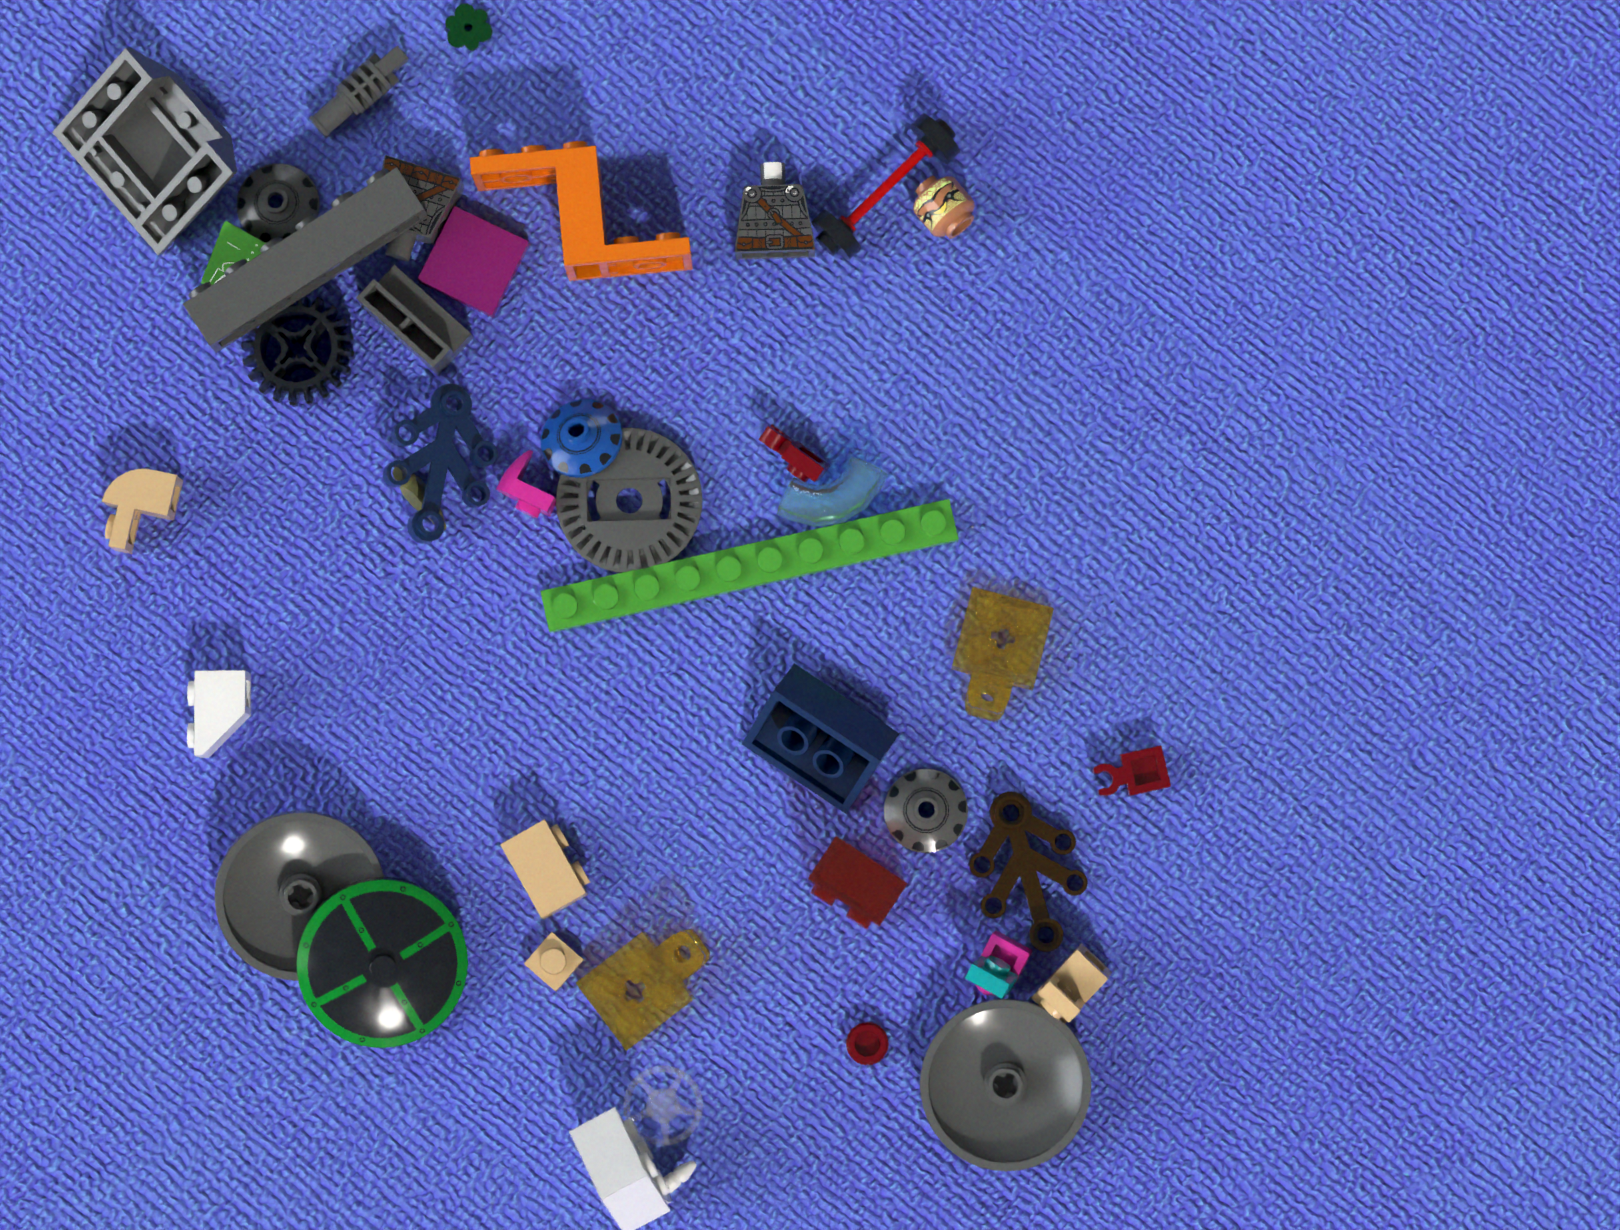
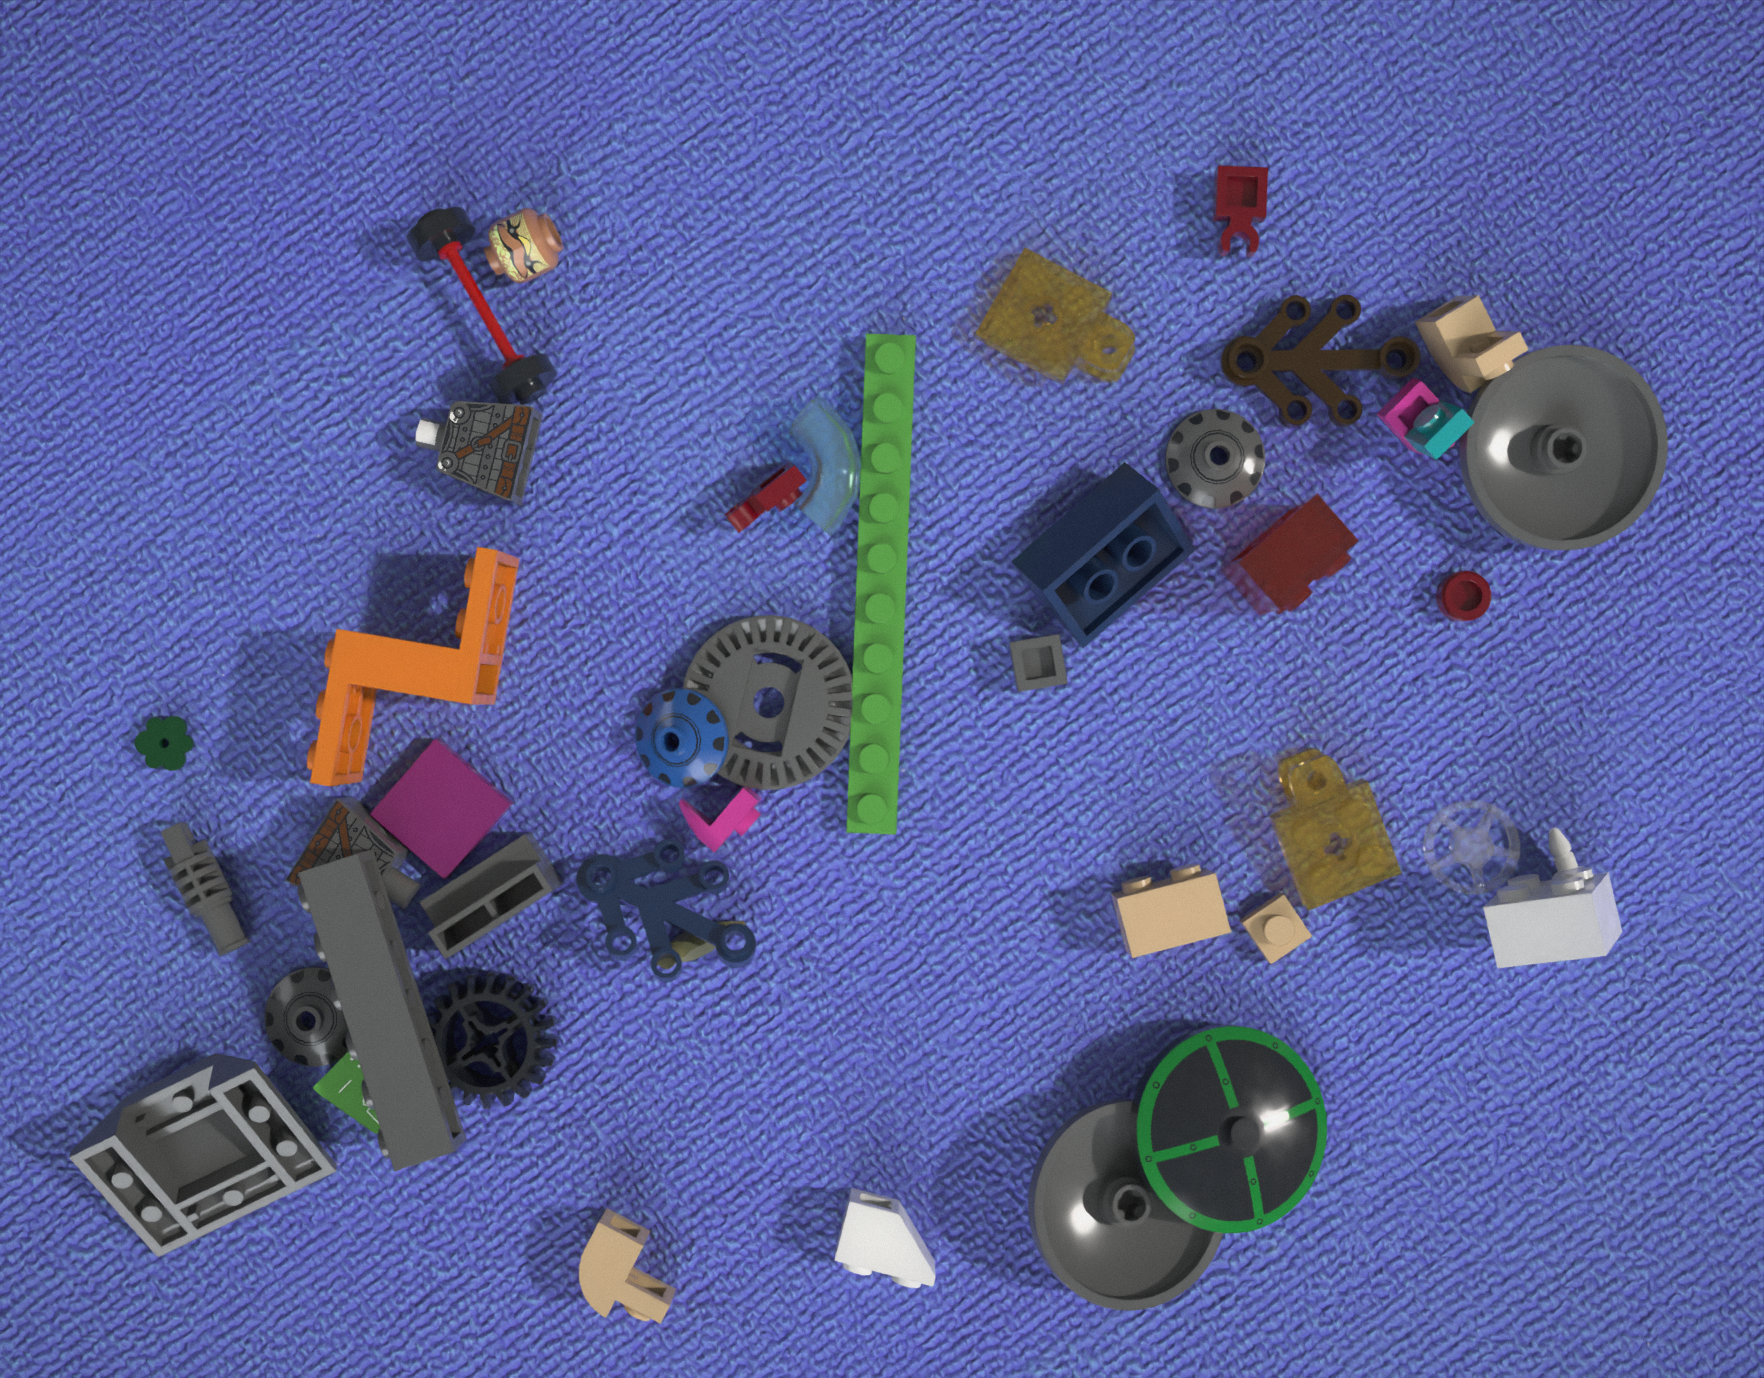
camera: 75 degrees left, 5 degrees up
(718, 708) = (1038, 663): none -> dark grey plate

